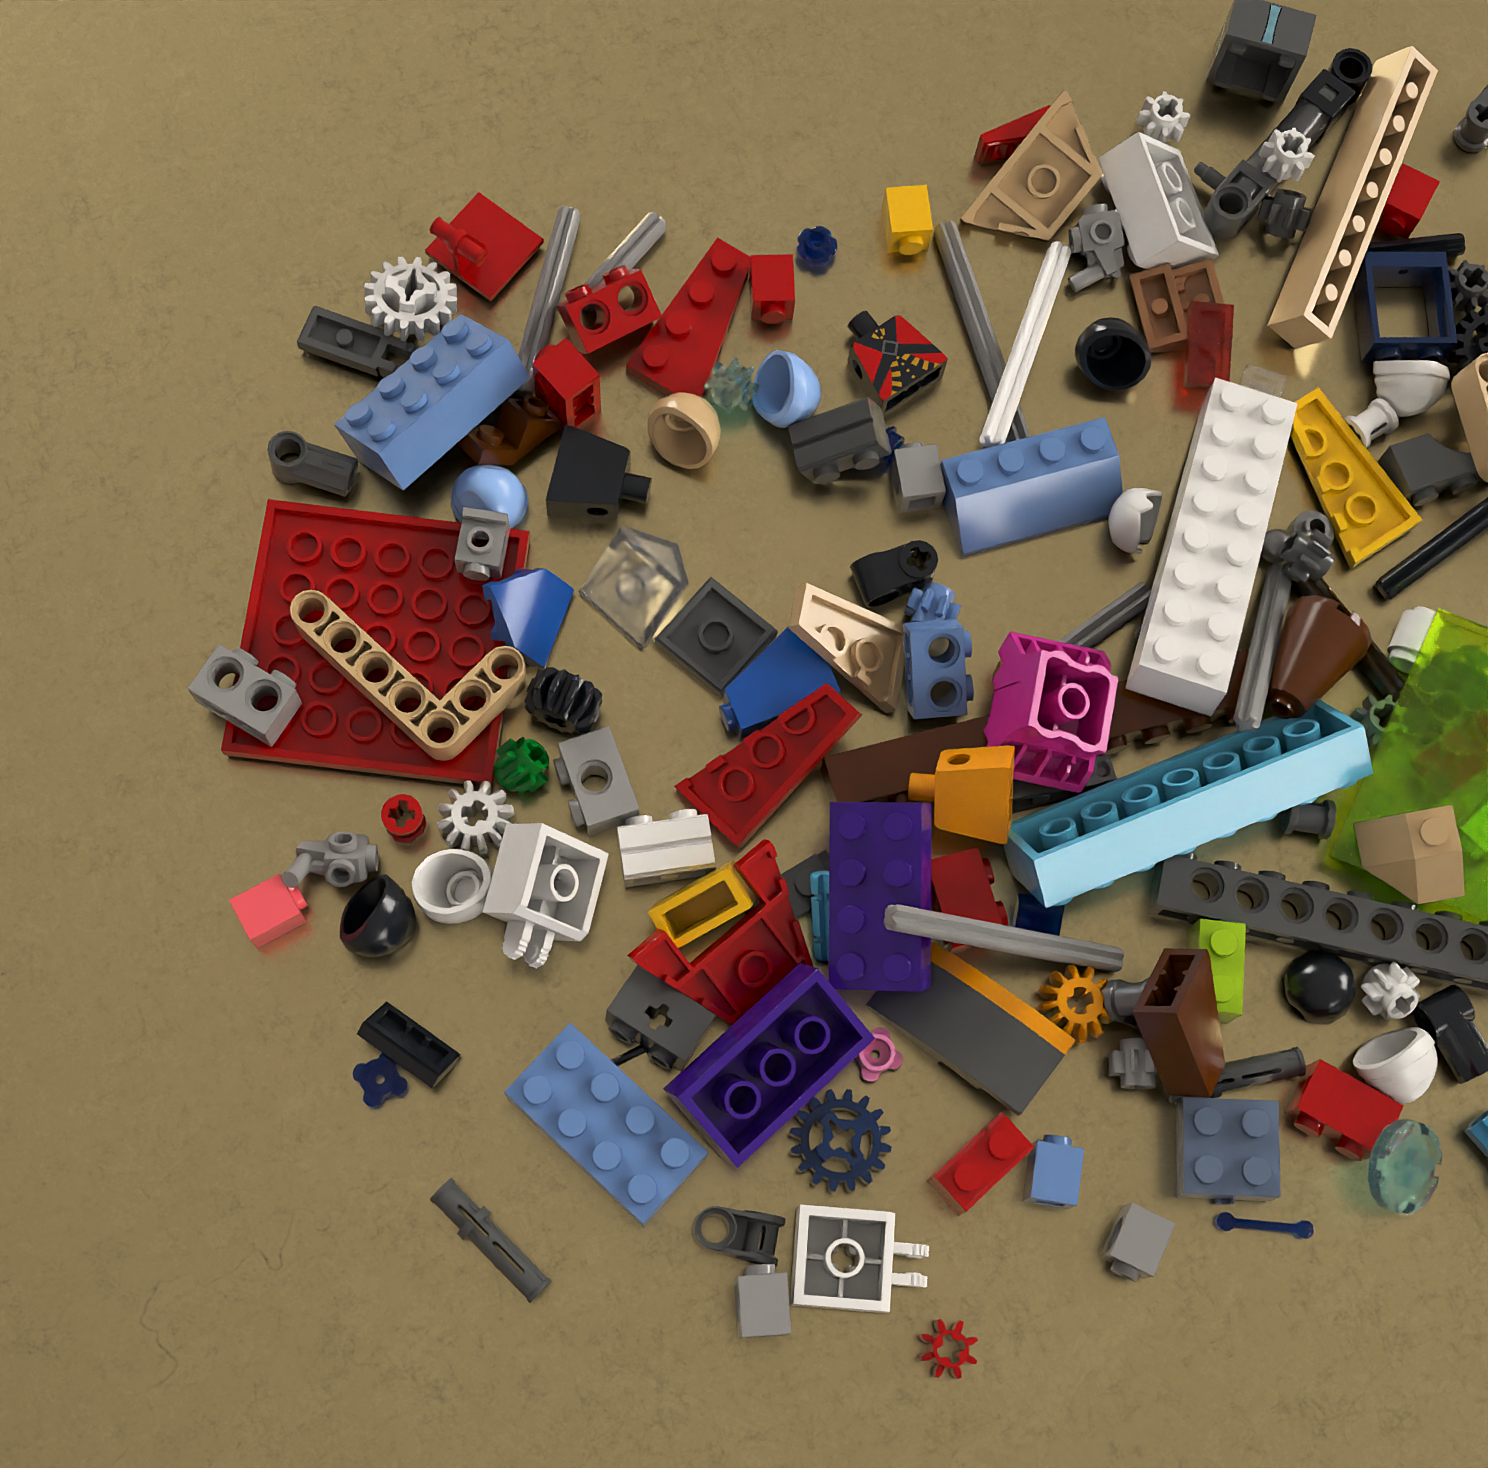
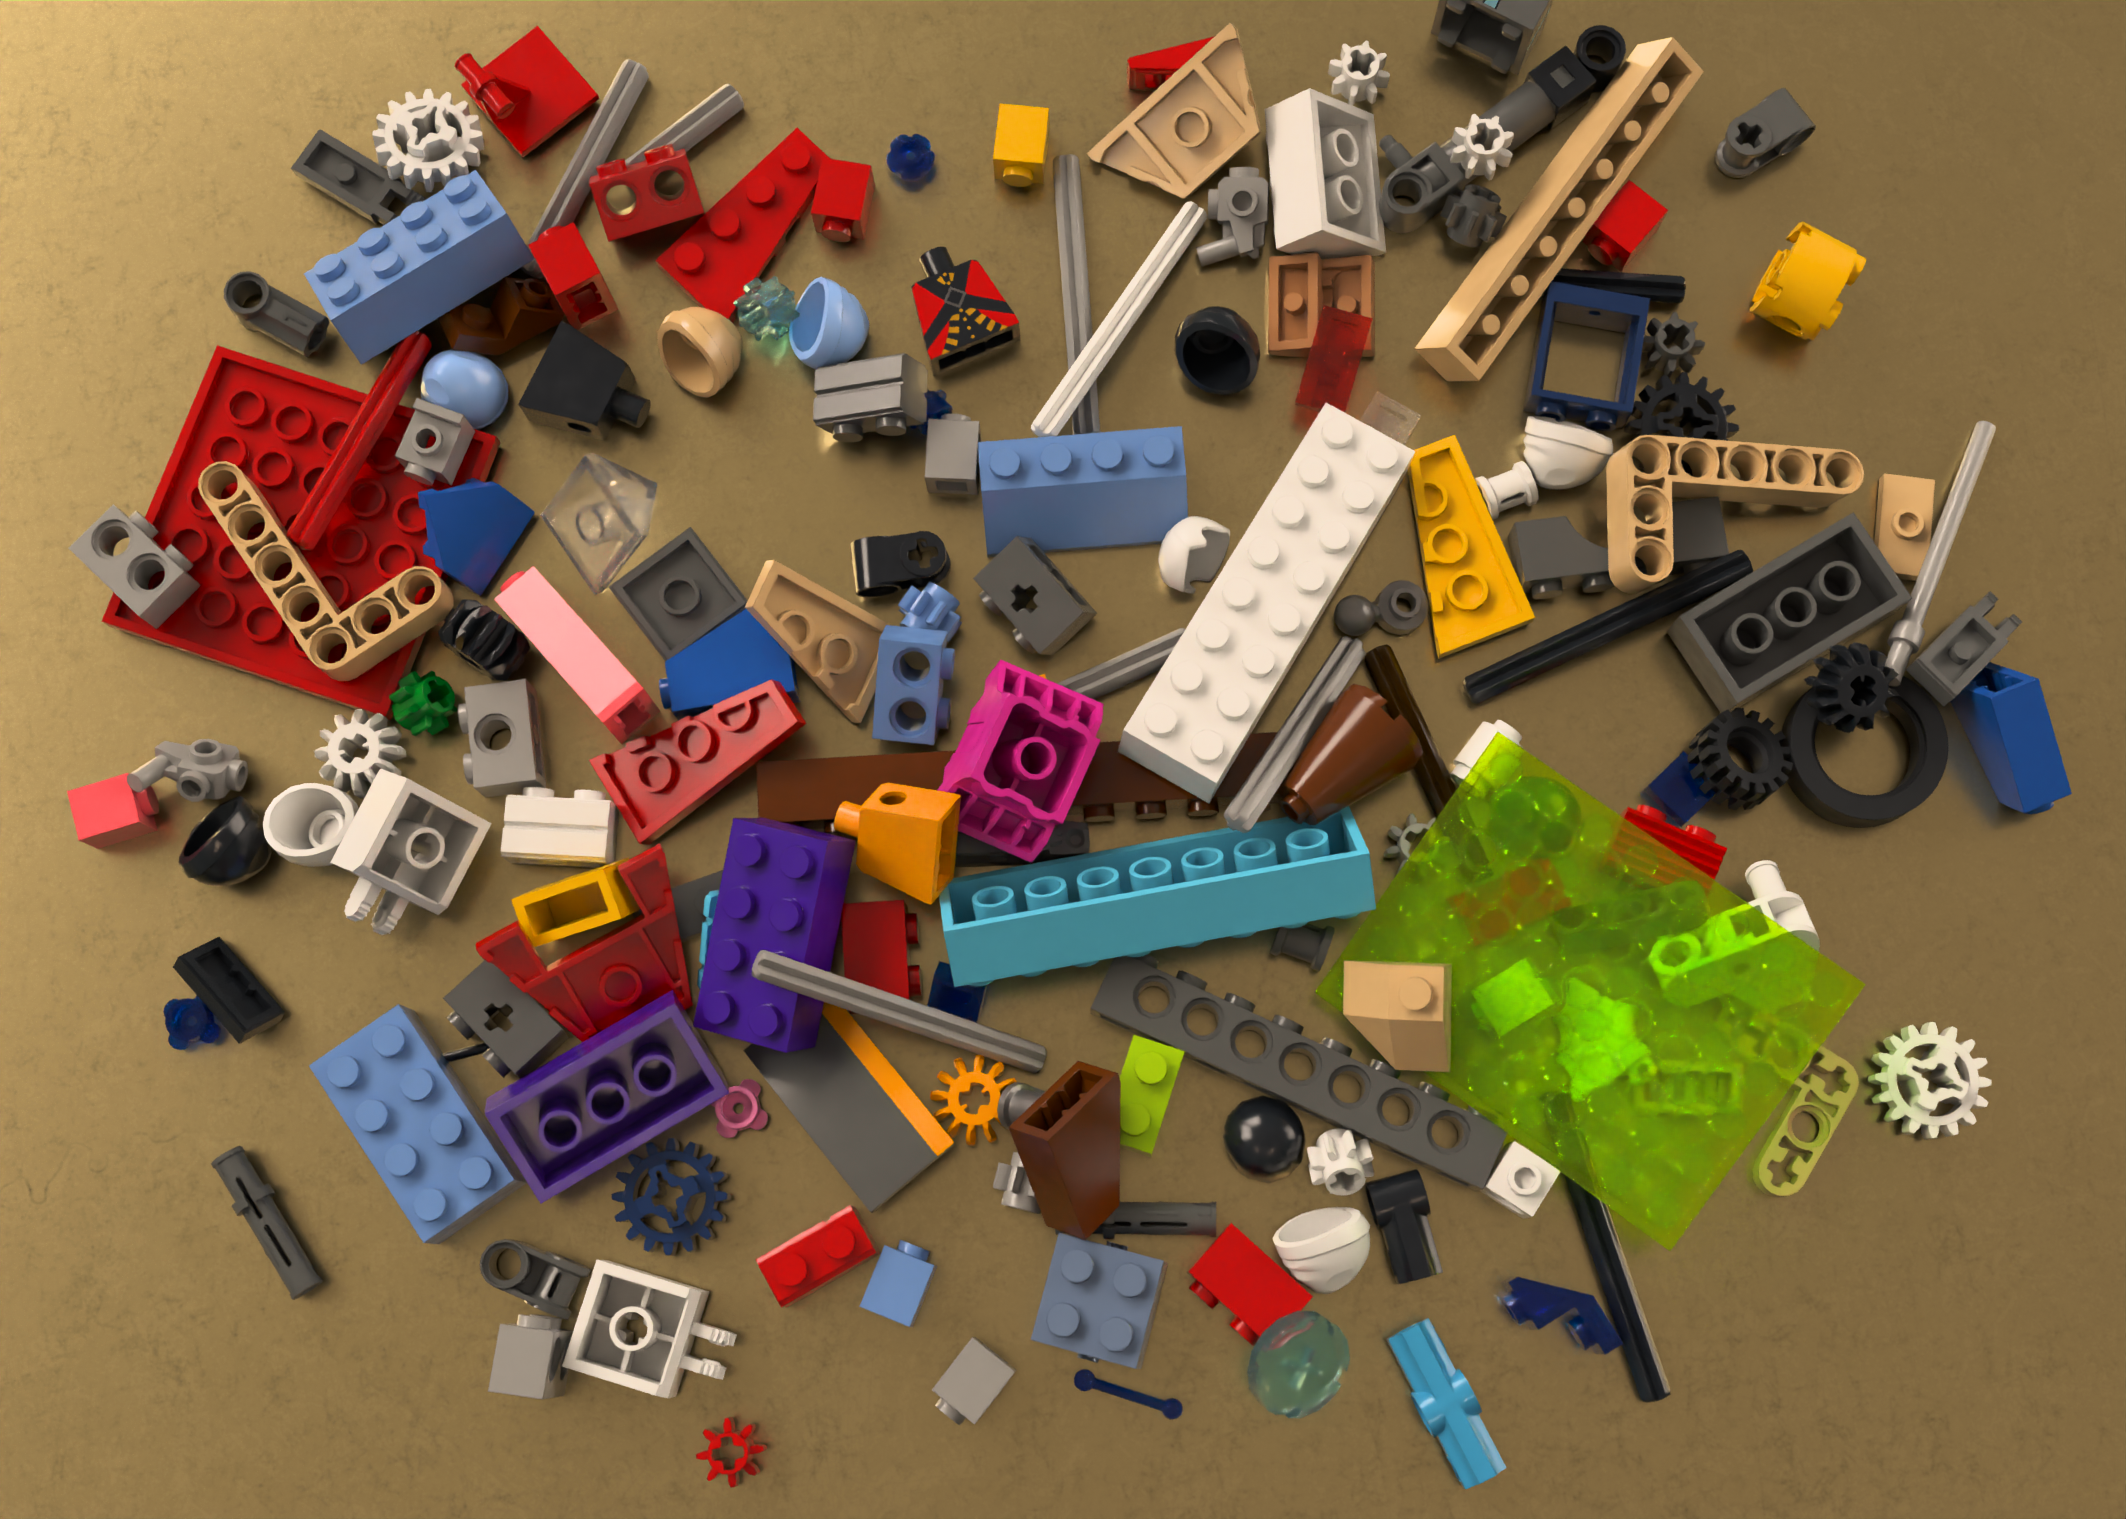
camera: 25 degrees right, 5 degrees up
(393, 810) = (281, 724): red bush -> none
(415, 555) = (358, 441): none -> red axle
(648, 698) = (576, 653): none -> slope
(1003, 556) = (1060, 606): none -> dark grey brick
(1306, 555) = (1377, 635): dark grey gear -> none

